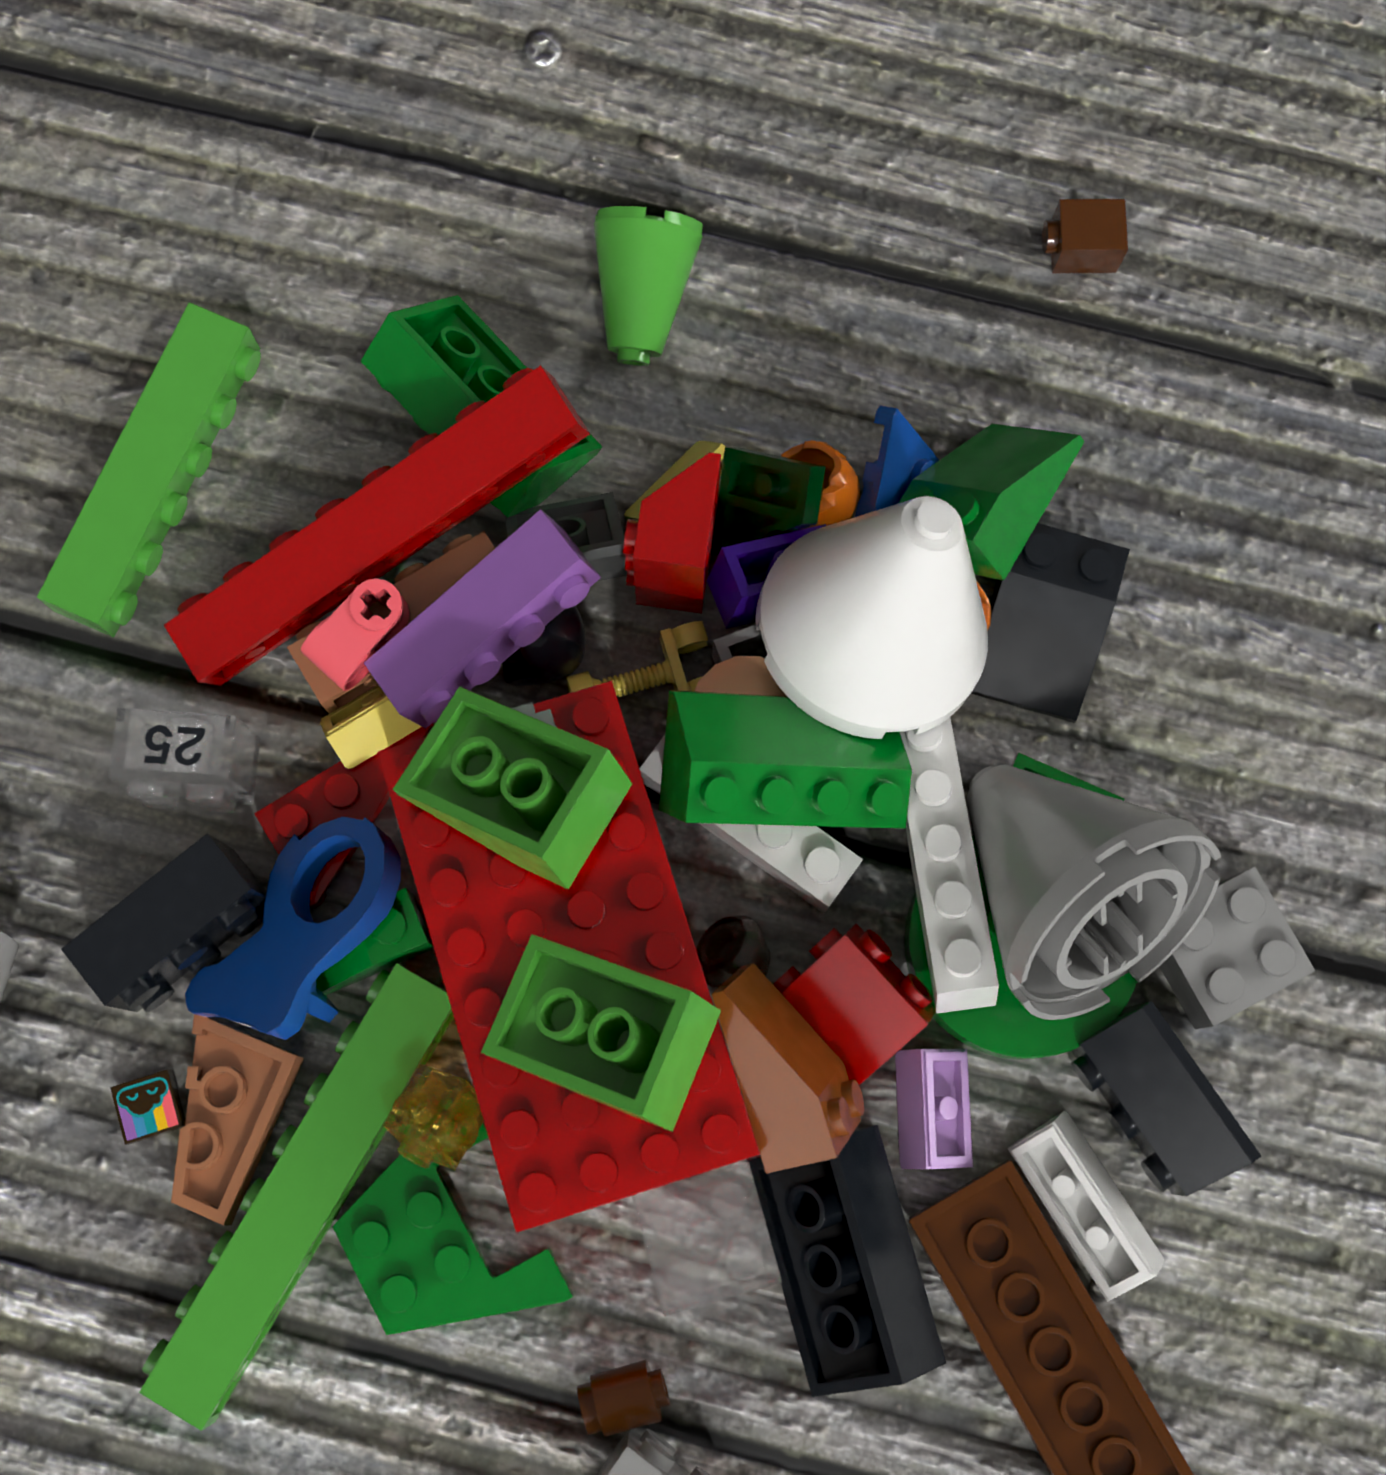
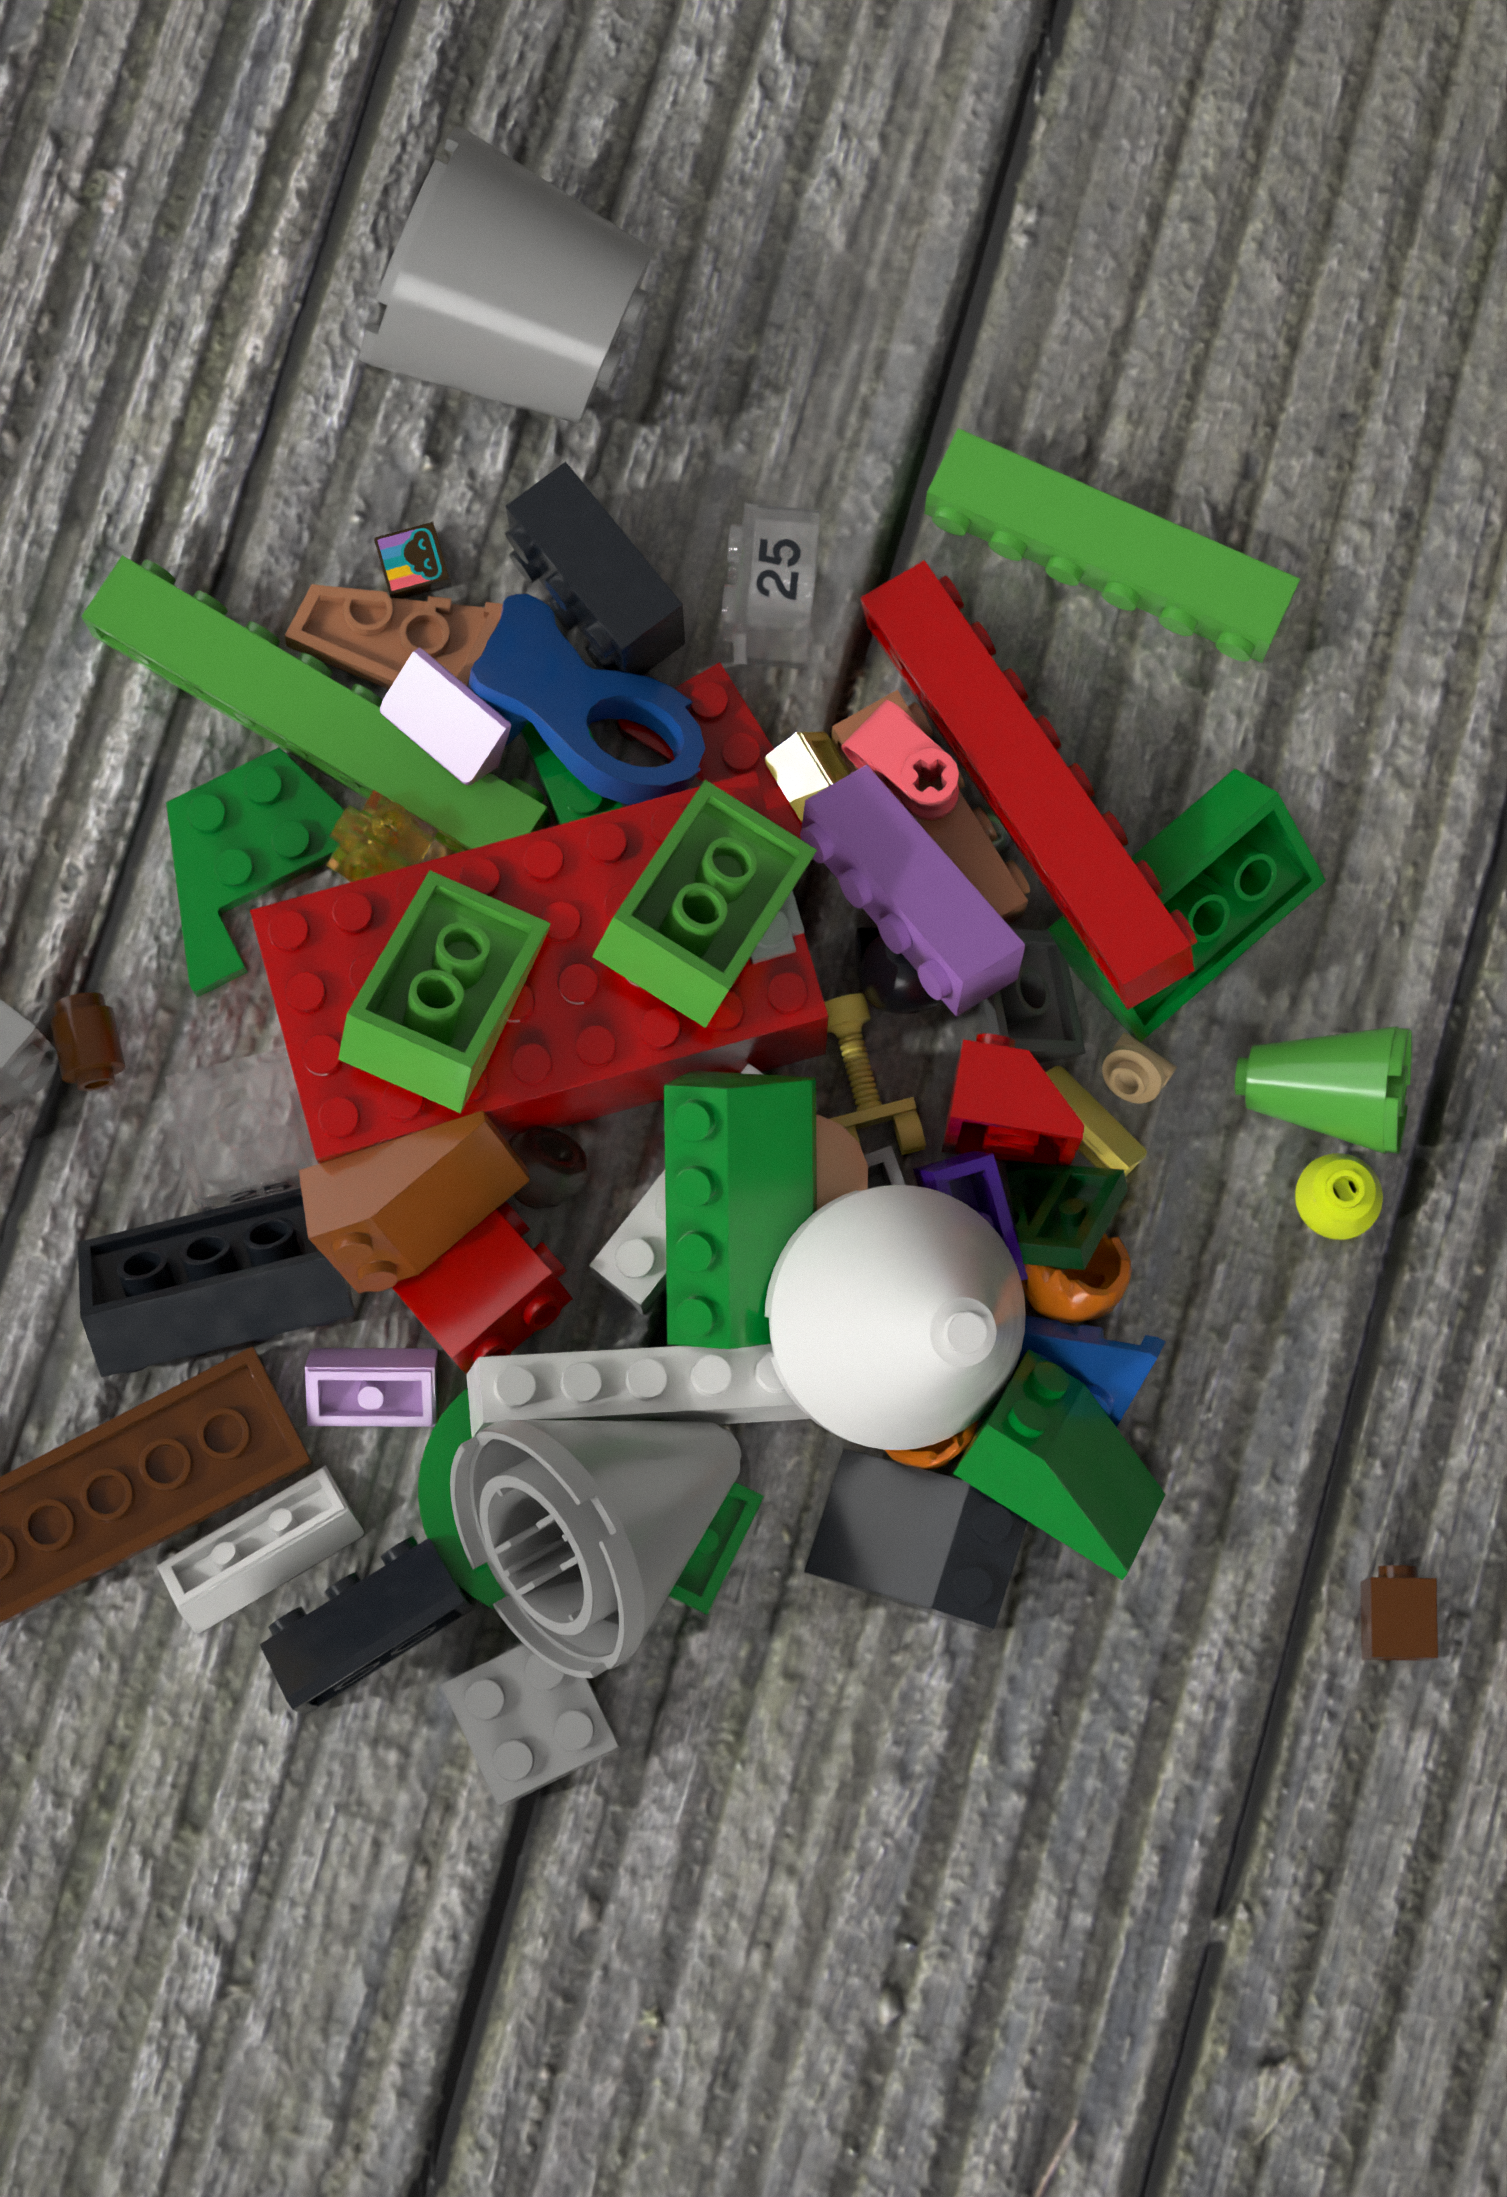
camera: 95 degrees right, 0 degrees up
(312, 1060) = (446, 718): none -> slope
(628, 448) = (1135, 1071): none -> tan plate
(733, 284) = (1349, 1212): none -> neon yellow cone

